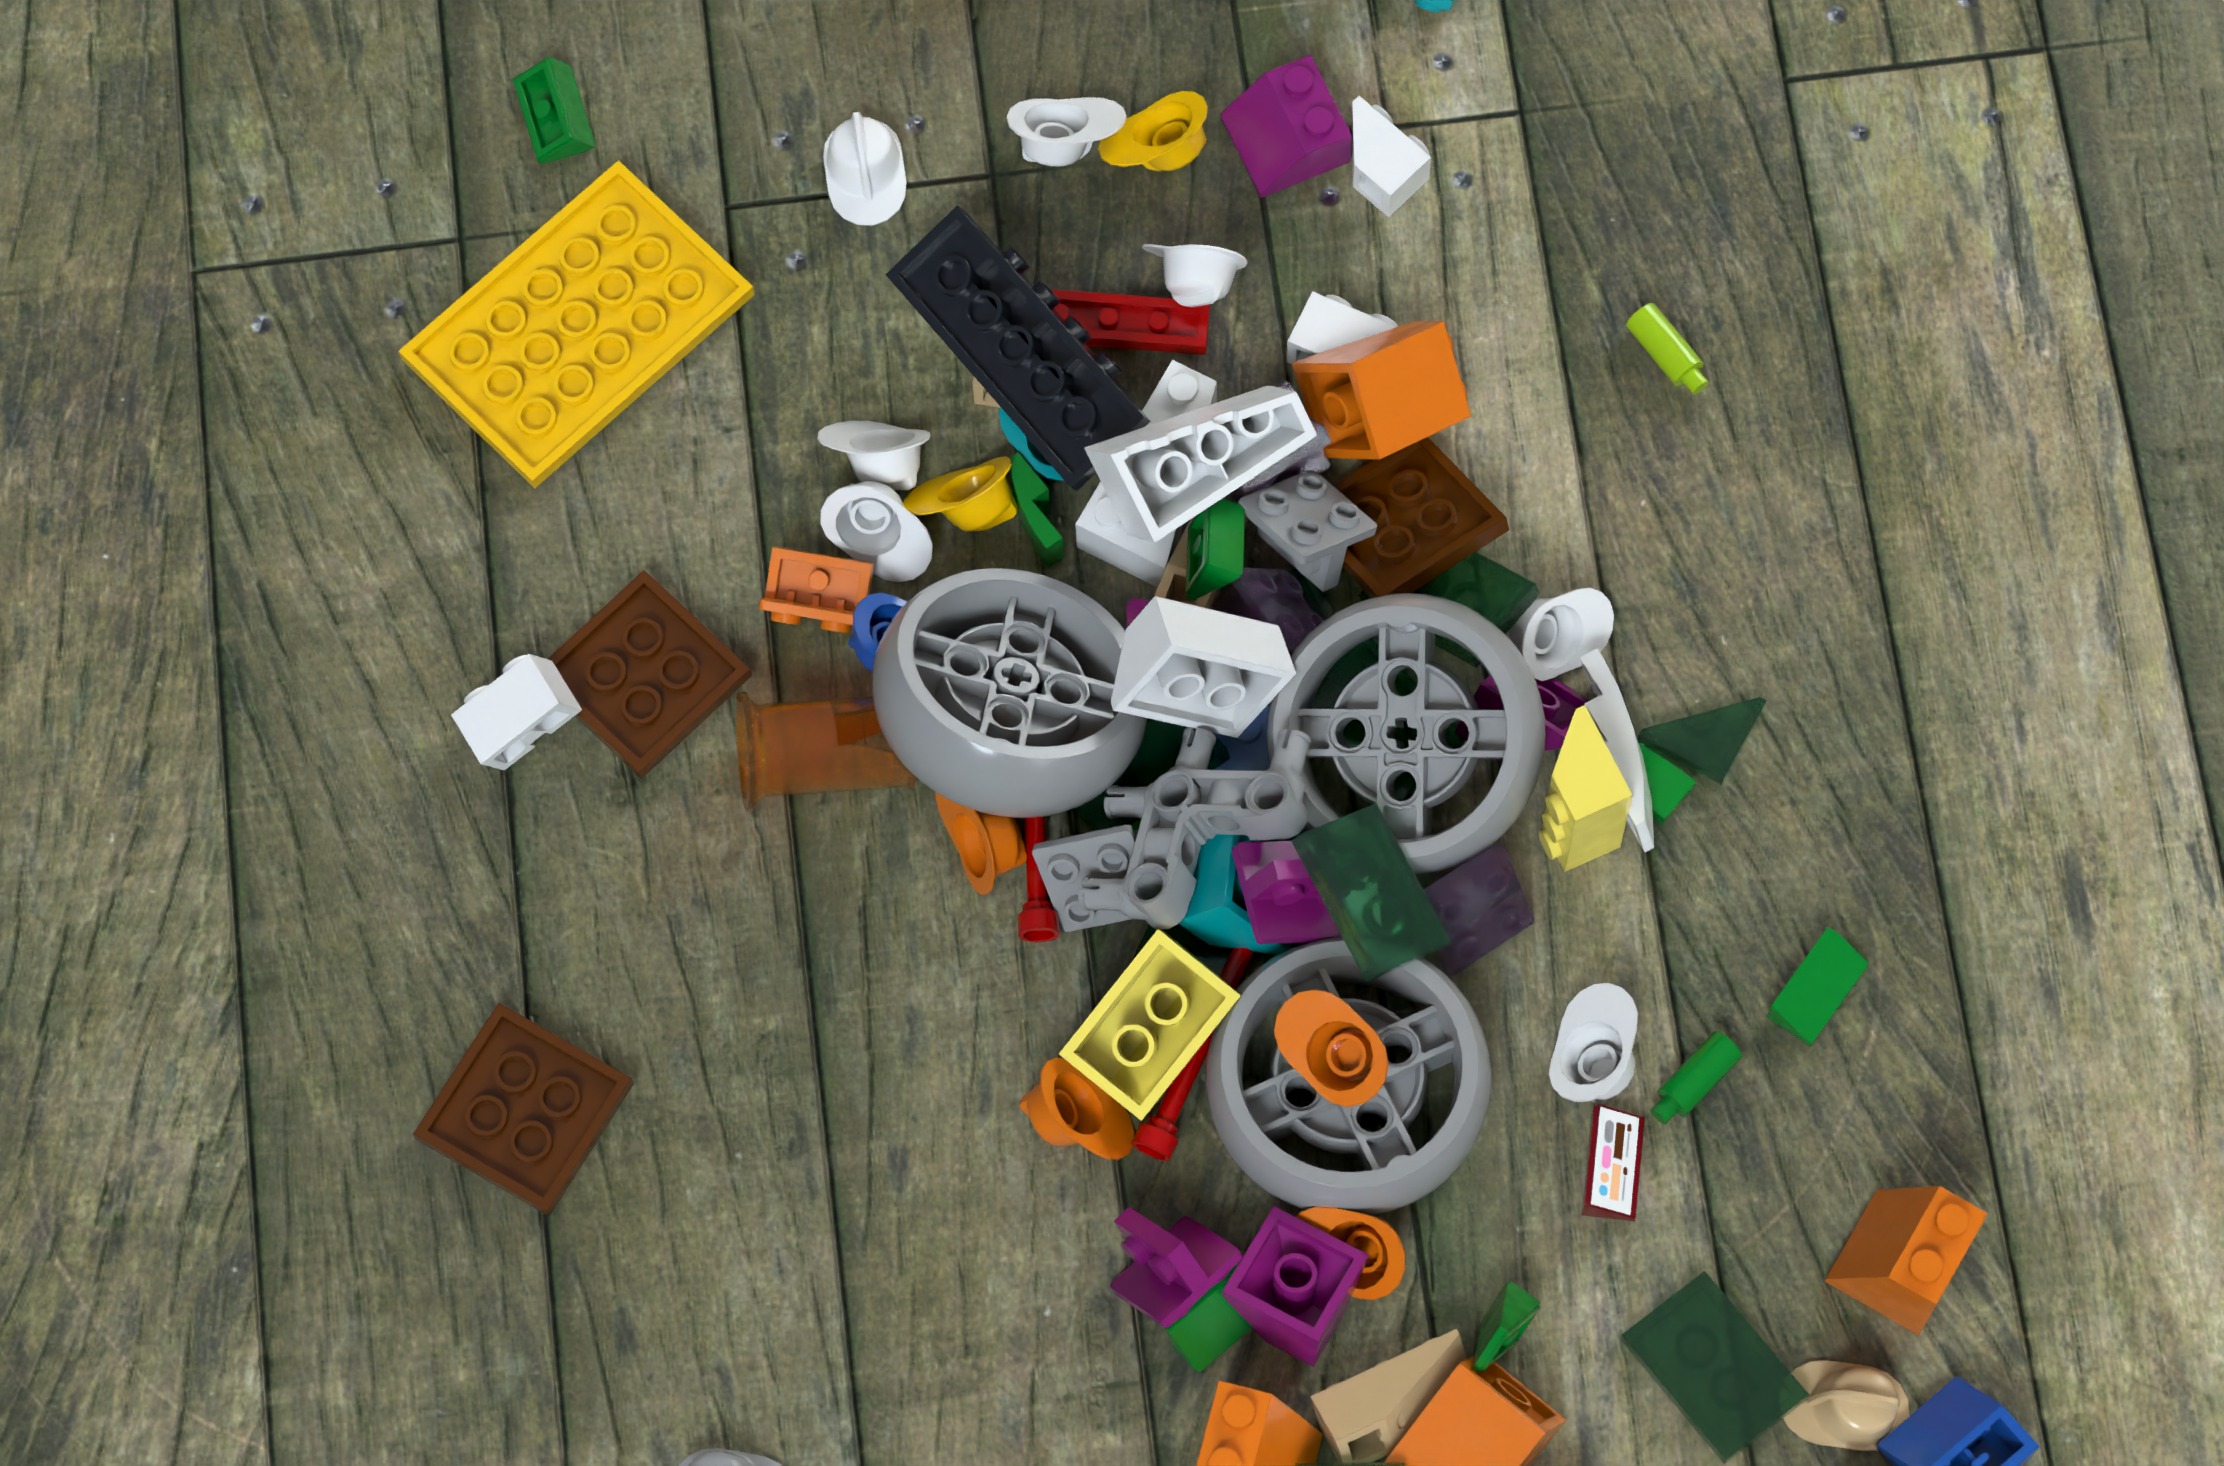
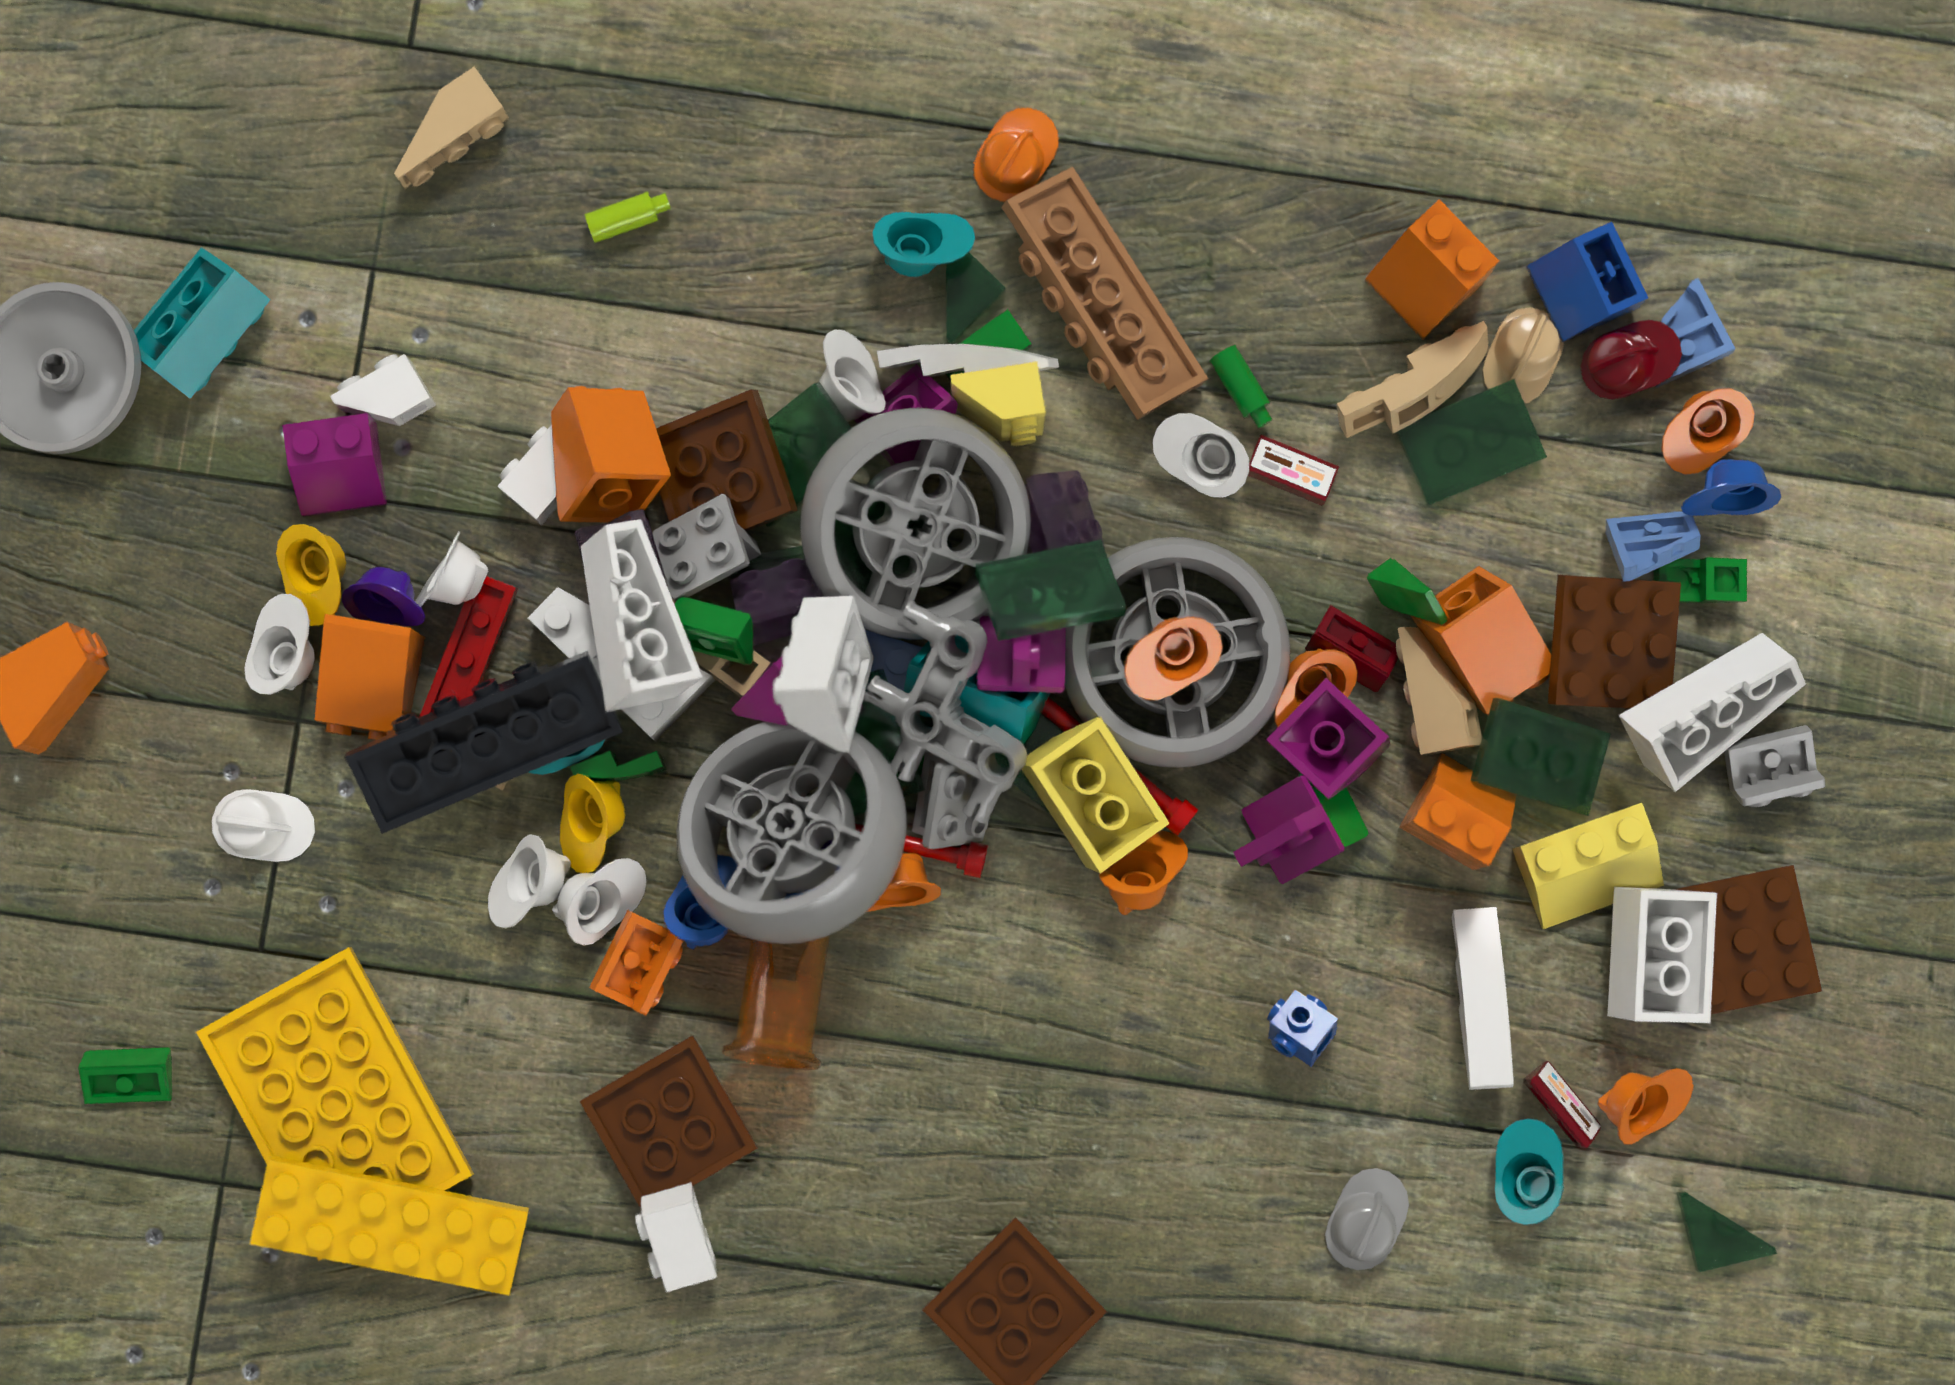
camera: 80 degrees left, 15 degrees up
(454, 410) = (389, 1225): none -> yellow plate
(941, 1345) = (1301, 1027): none -> brick
(1062, 217) = (366, 675): none -> orange slope
(1150, 212) = (384, 598): none -> dark purple piece
(1424, 1297) = (1369, 650): none -> dark red slope
(1710, 139) = (455, 119): none -> tan slope
(1744, 664) = (922, 240): none -> teal piece
(1749, 885) = (1101, 295): none -> medium nougat plate
(1774, 1293) = (1431, 379): none -> tan slope
(1818, 987) = (1194, 270): green slope -> none
(1888, 752) = (1015, 153): none -> orange piece

